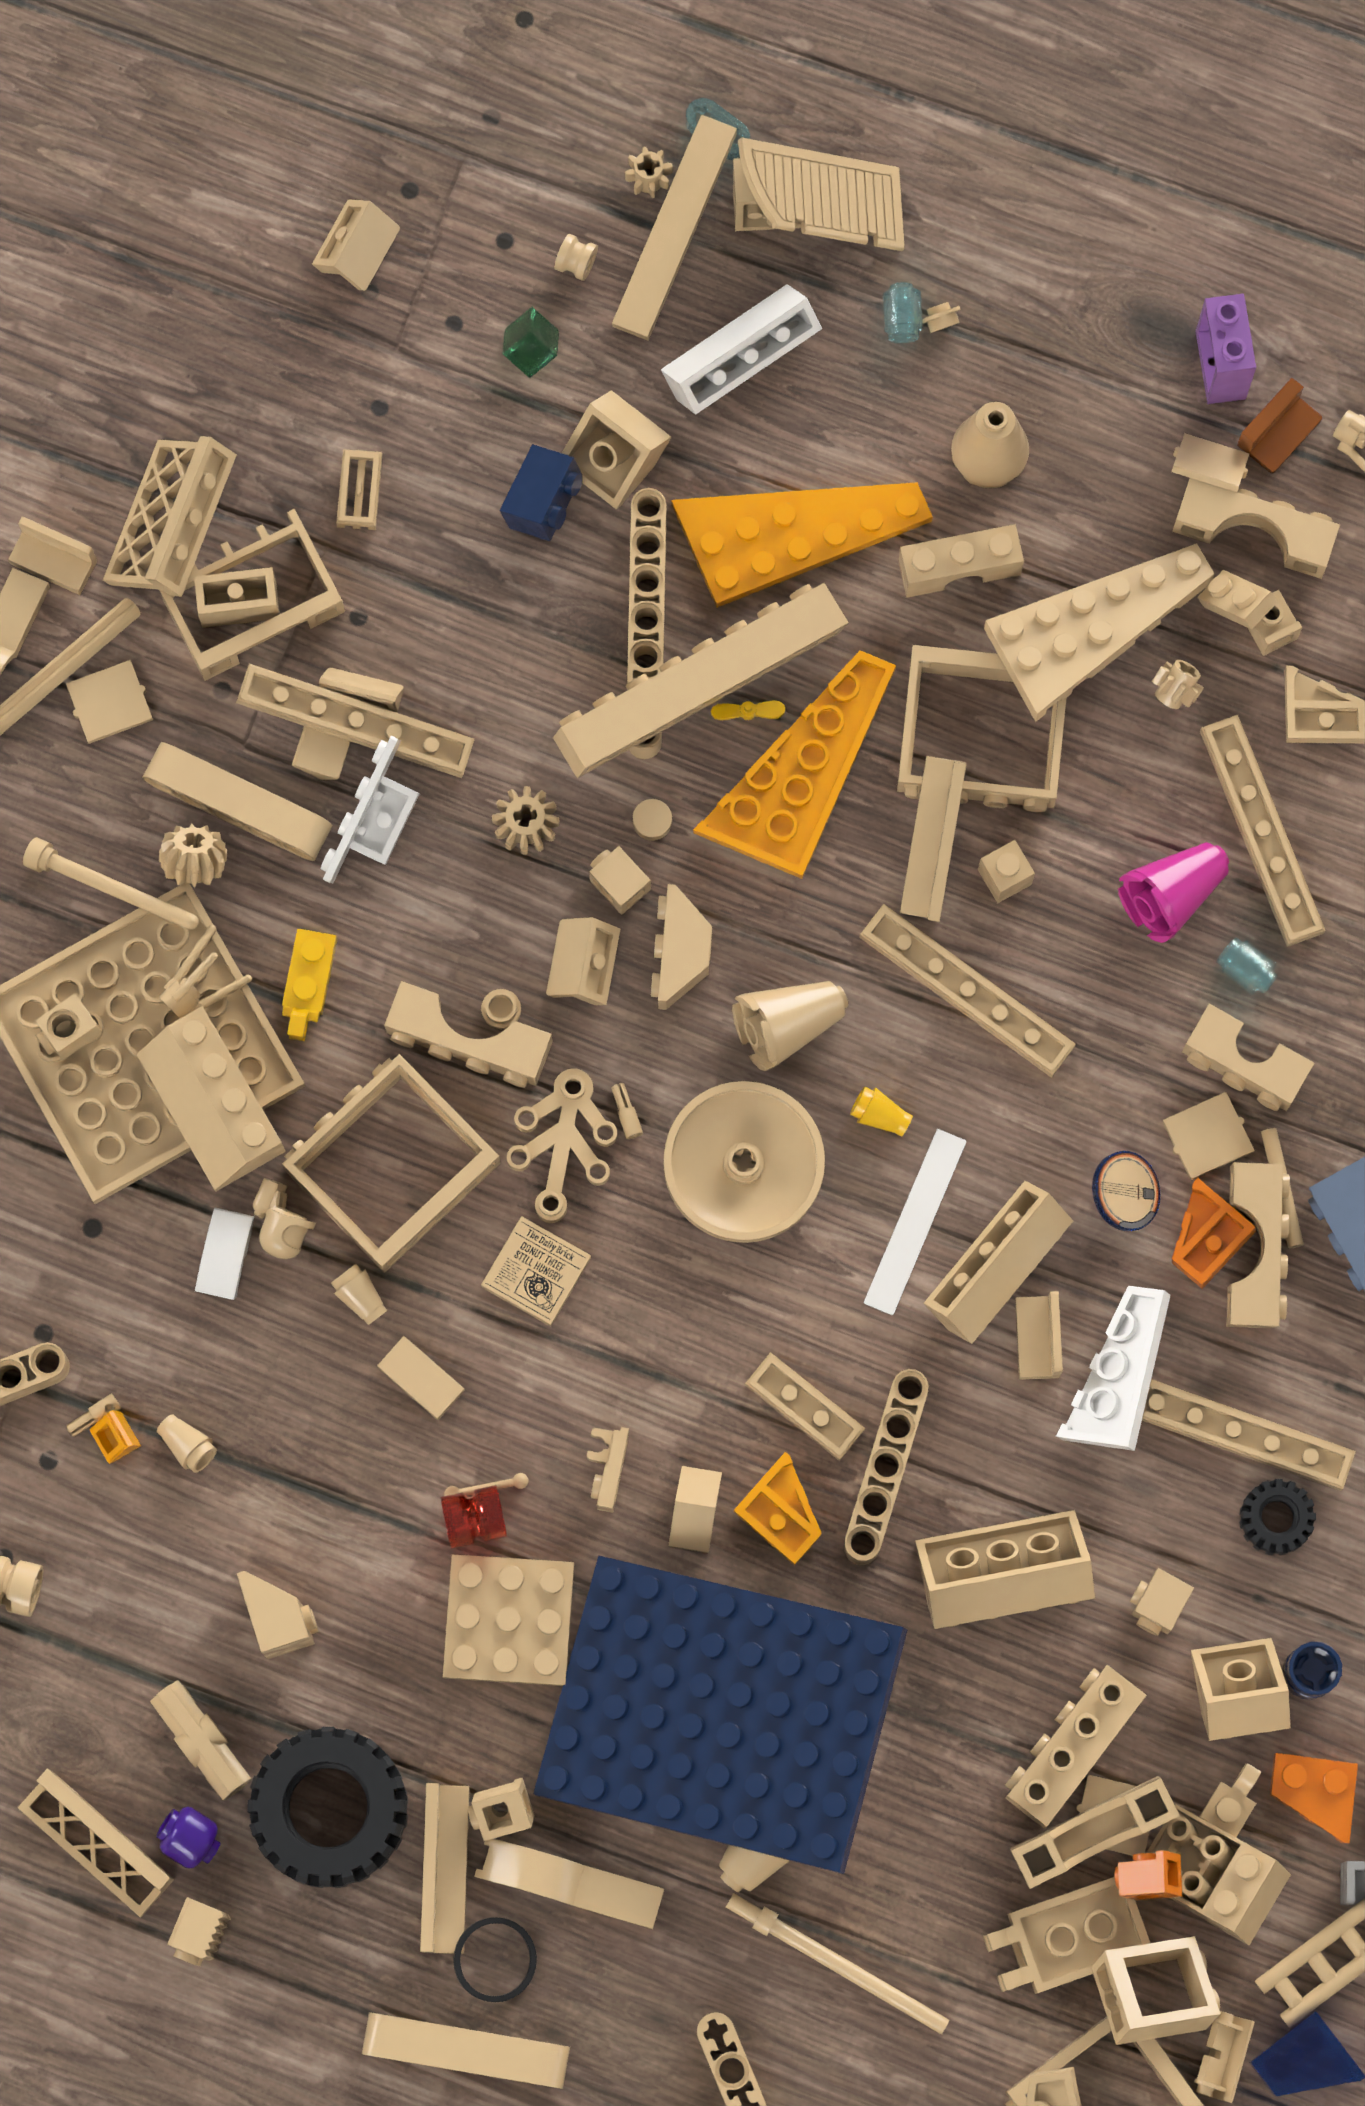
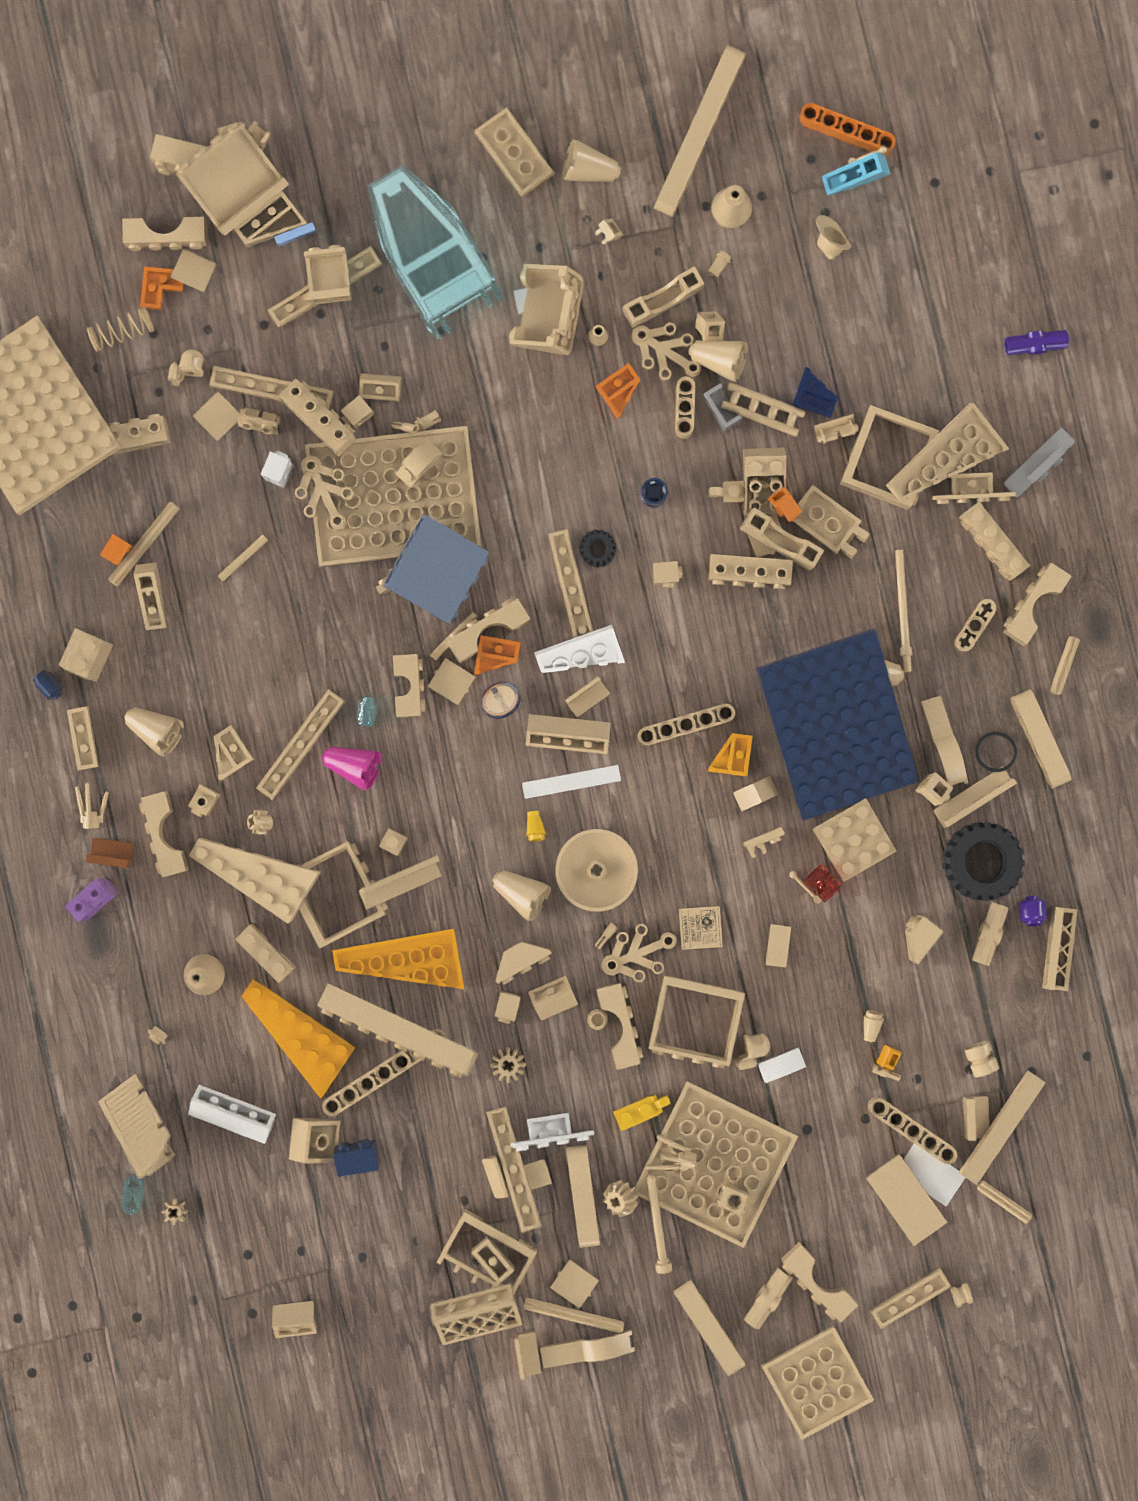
camera: 125 degrees left, 10 degrees up
(197, 1932) = (1069, 880): tan brick -> none
(210, 1099) = (722, 1116): tan slope -> none
(357, 520) = (421, 1232): tan tile -> none
(359, 1294) = (760, 997): tan cone -> none
(530, 342) = (289, 1210): clear green panel -> none
(576, 257) = (236, 1217): tan wheel -> none
(652, 819) = (470, 1010): tan tile -> none
(674, 227) = (193, 1182): tan tile -> none
(748, 710) = (386, 991): yellow piece -> none
(805, 1406) = (682, 776): tan tile -> none
(902, 313) = (166, 1054): clear light blue brick -> none
(967, 990) = (456, 825): tan tile -> none
(1005, 1569) = (695, 647): tan slope -> none
(1121, 2003) = (843, 486): tan window -> none
(1210, 462) = (148, 873): tan piece -> none
(1237, 599) = (204, 820): tan plate -> none
(1241, 1689) = (680, 517): tan slope -> none
(1317, 1790) = (700, 460): orange wing -> none

